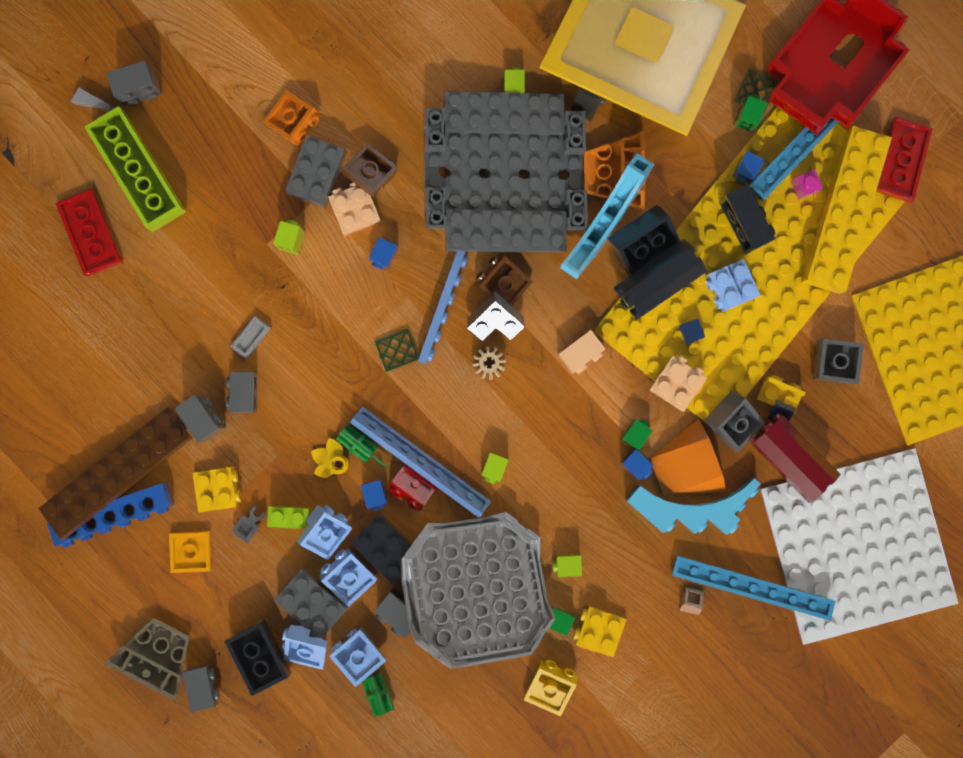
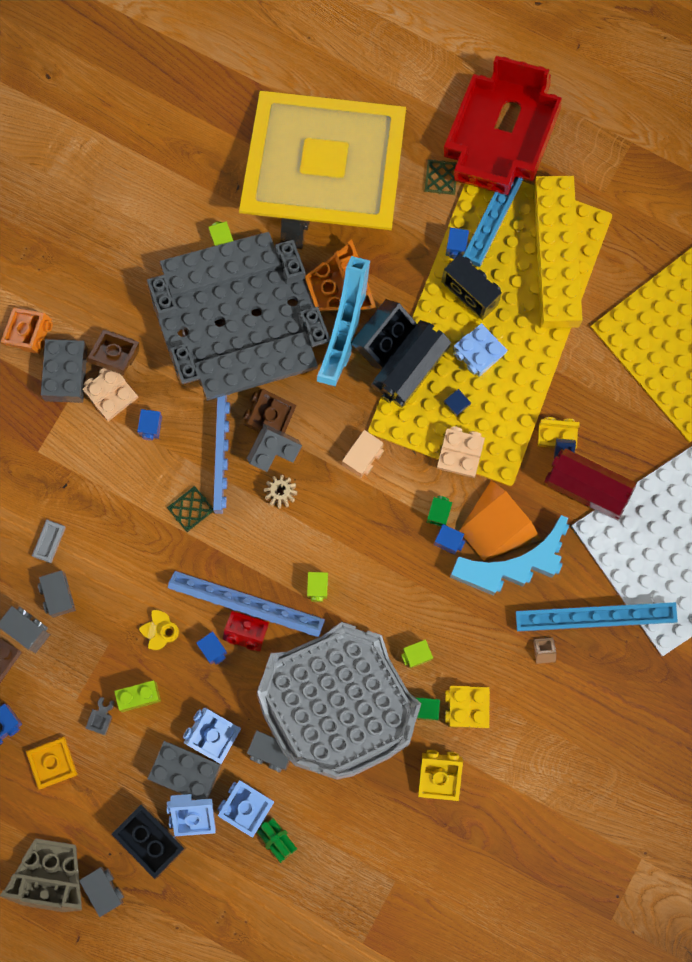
camera: 25 degrees left, 10 degrees down
(216, 489) = (59, 694): yellow plate -> none
(289, 237) = (57, 436): lime brick -> none
(324, 531) = (175, 697): light blue plate -> none
(358, 443) = (181, 606): green piece -> none
(383, 547) = (236, 695): black brick -> none
(734, 421) = (524, 469): dark grey brick -> none
(750, 113) = (442, 195): green brick -> none
(806, 184) = (514, 240): dark pink brick -> none
(838, 361) = (598, 386): dark grey brick -> none
(904, 159) = (593, 193): red tile -> none

